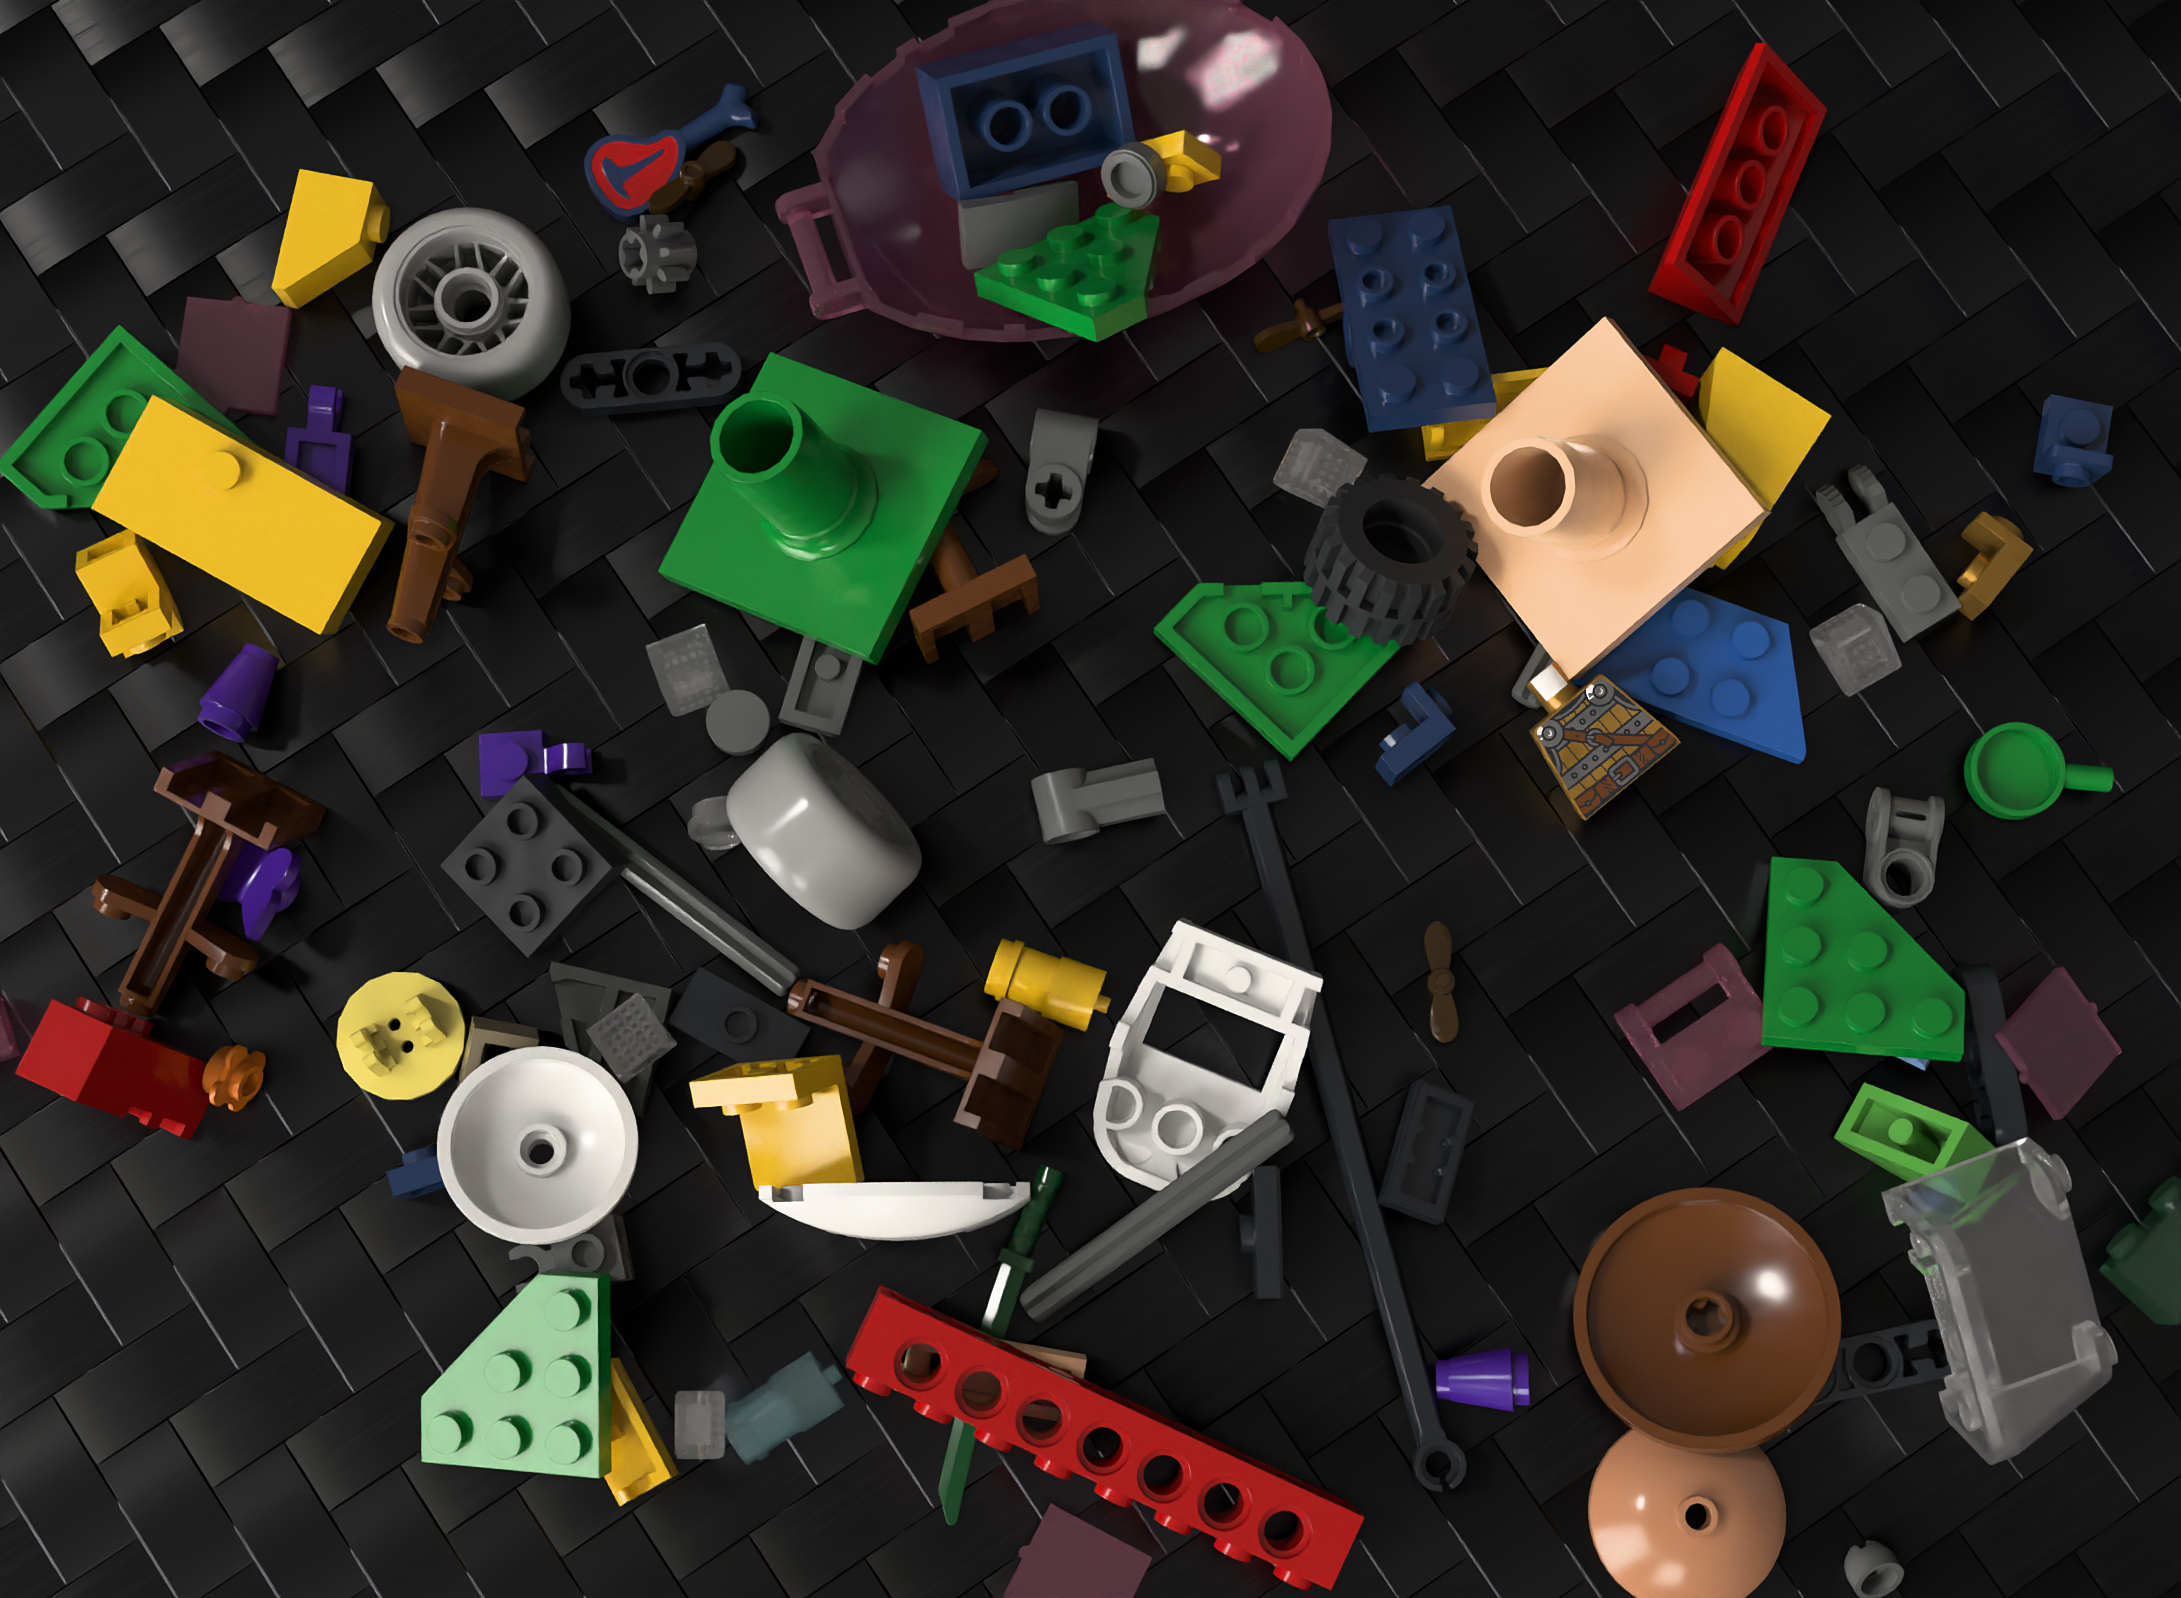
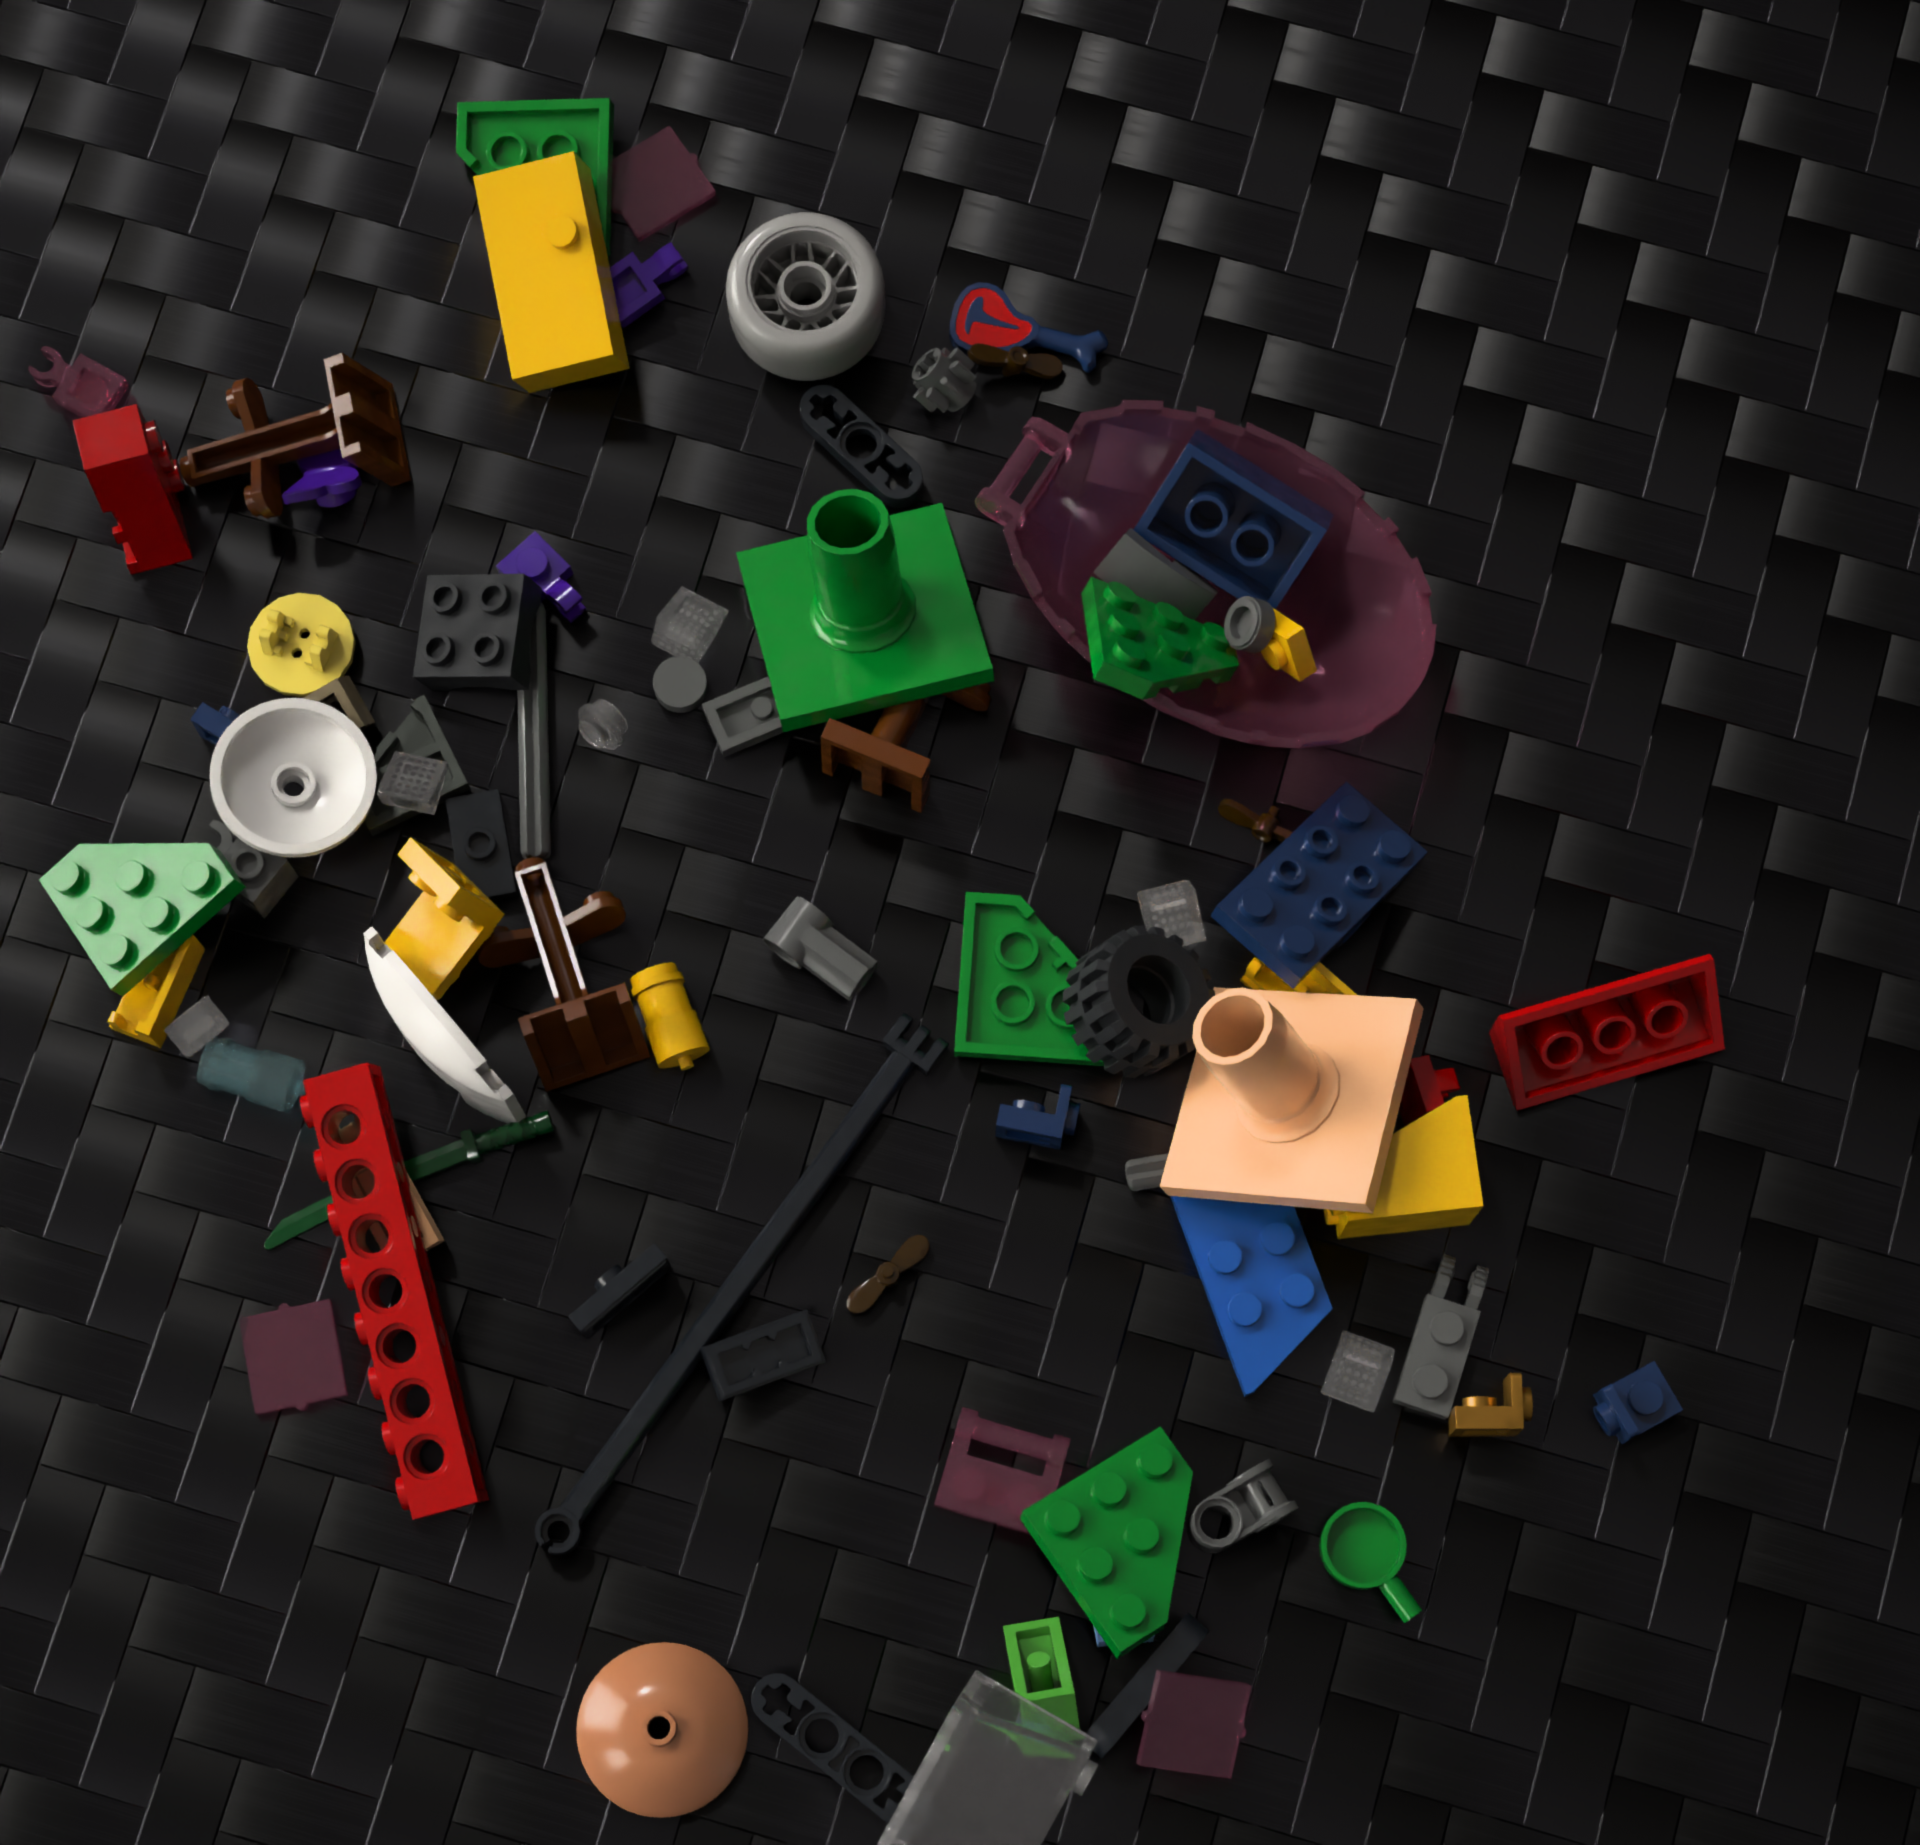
camera: 55 degrees right, 5 degrees down
(128, 594) = (444, 248): yellow brick -> none
(233, 1076) = (190, 564): orange plate -> none
(240, 694) = (436, 367): dark purple cone -> none
(328, 235) = (779, 173): yellow slope -> none
(464, 440) = (711, 364): reddish brown piece -> none
(823, 831) = (644, 787): light grey wheel -> none
(1059, 462) = (1029, 739): dark grey piece -> none
(1157, 1215) = (572, 1209): dark grey axle -> none
(1168, 1114) = (649, 1174): white slope -> none
(1486, 1379) = (642, 1518): dark purple cone -> none
(1594, 737) = (1136, 1237): torso -> none
(1707, 1320) = (799, 1630): reddish brown dish -> none

